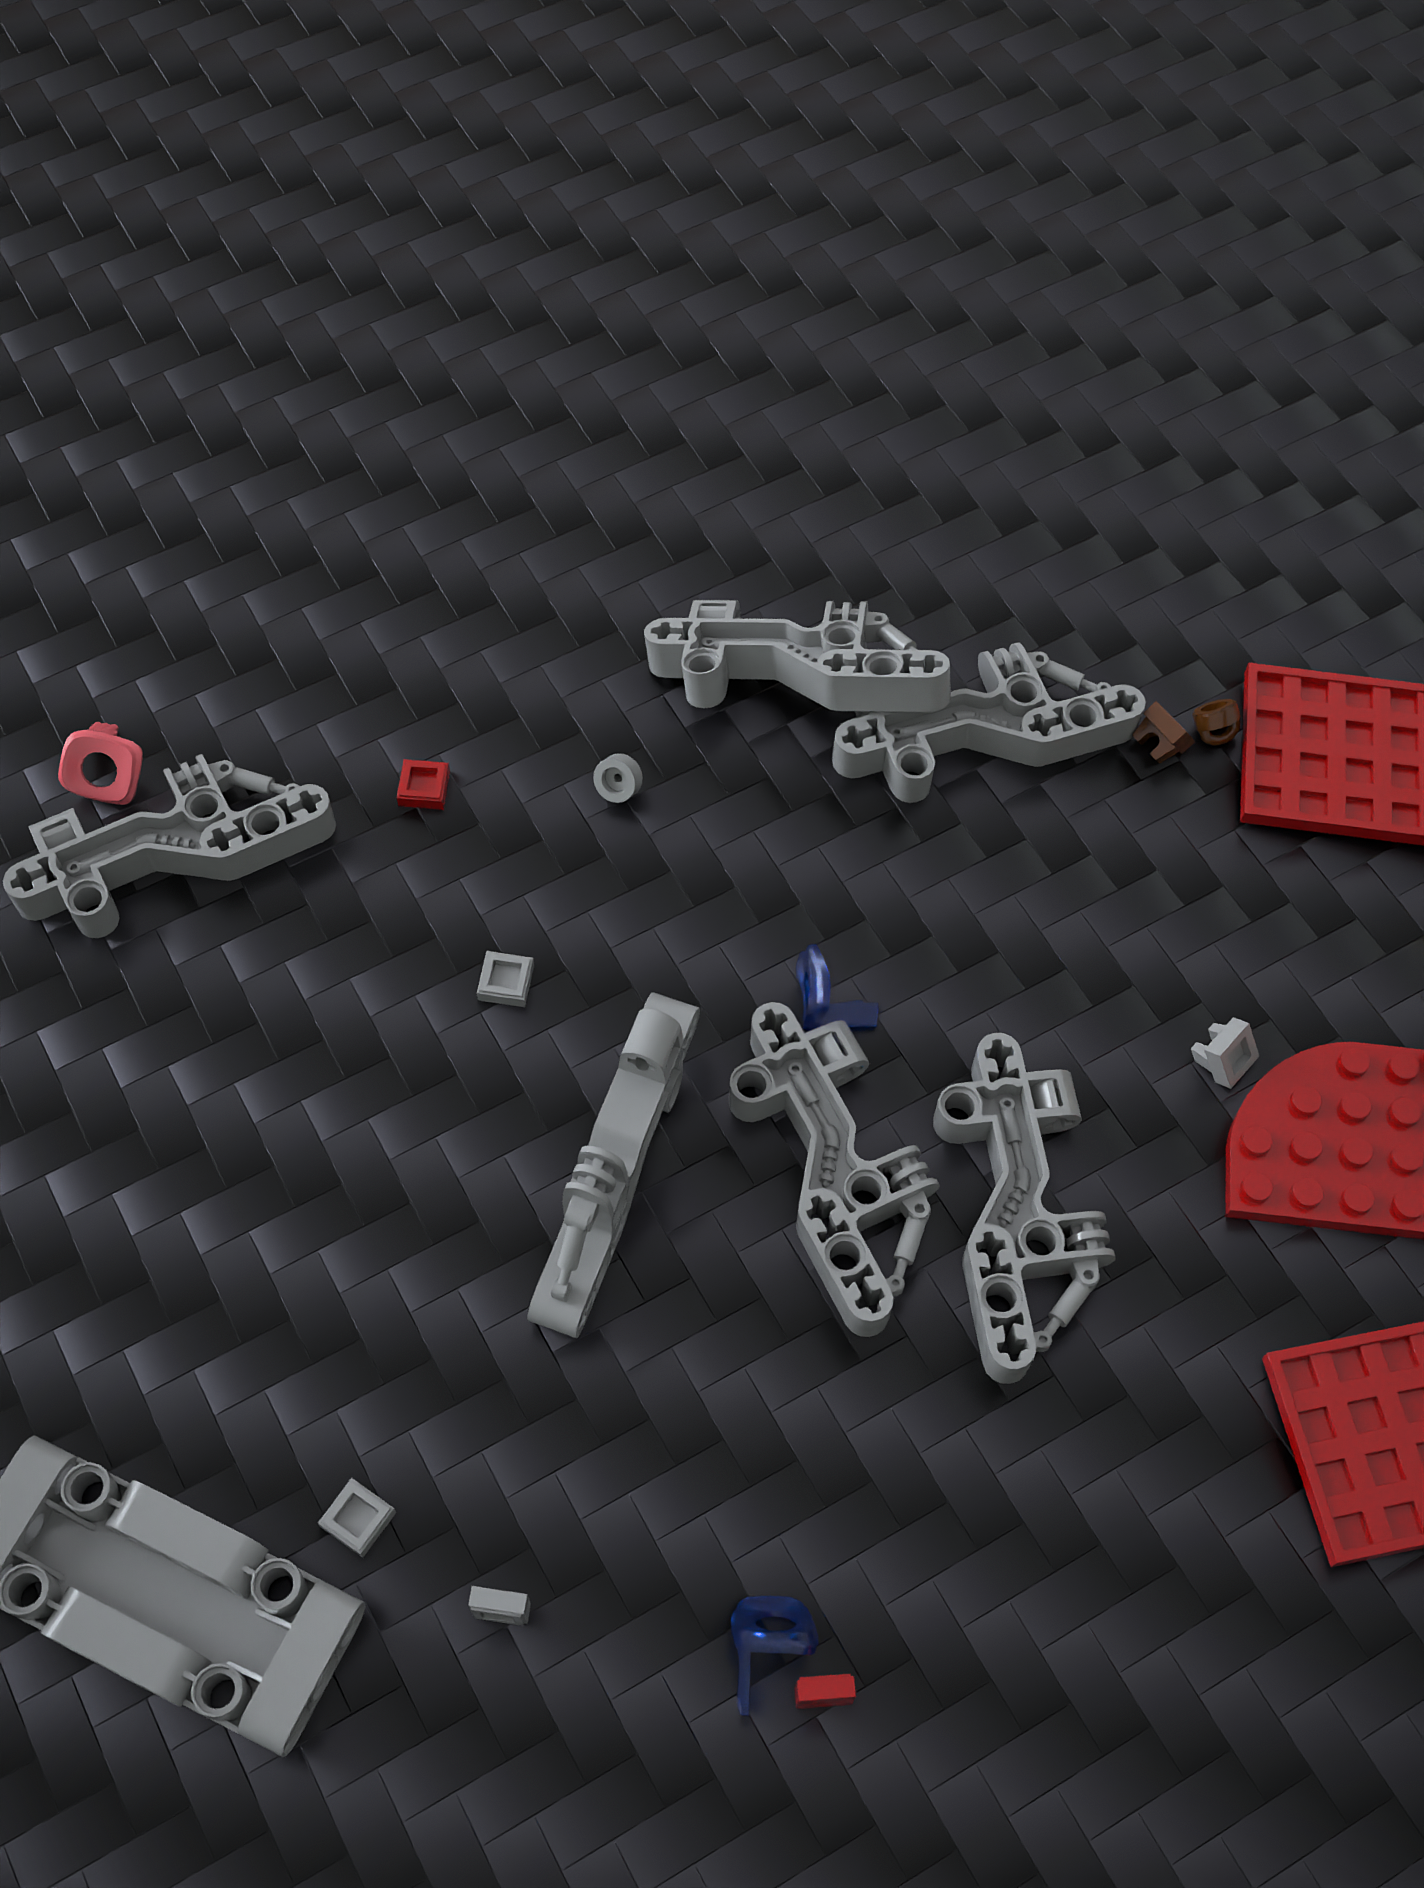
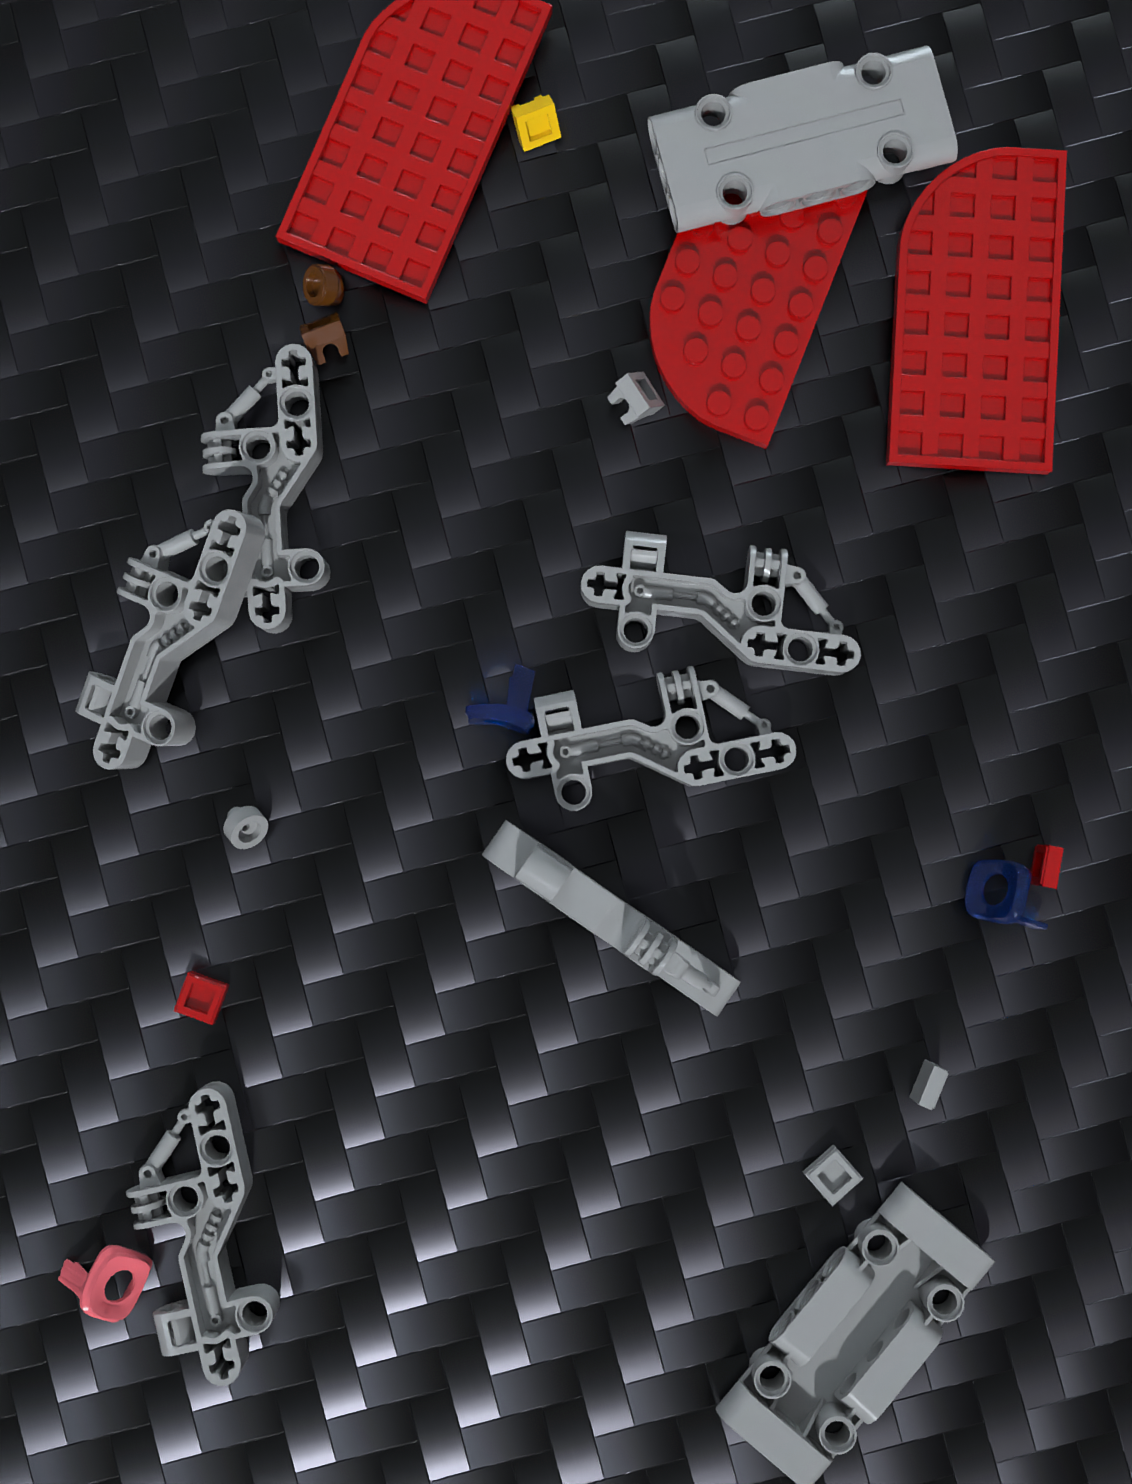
camera: 80 degrees left, 25 degrees up
(505, 979) = (412, 967): light grey tile -> none

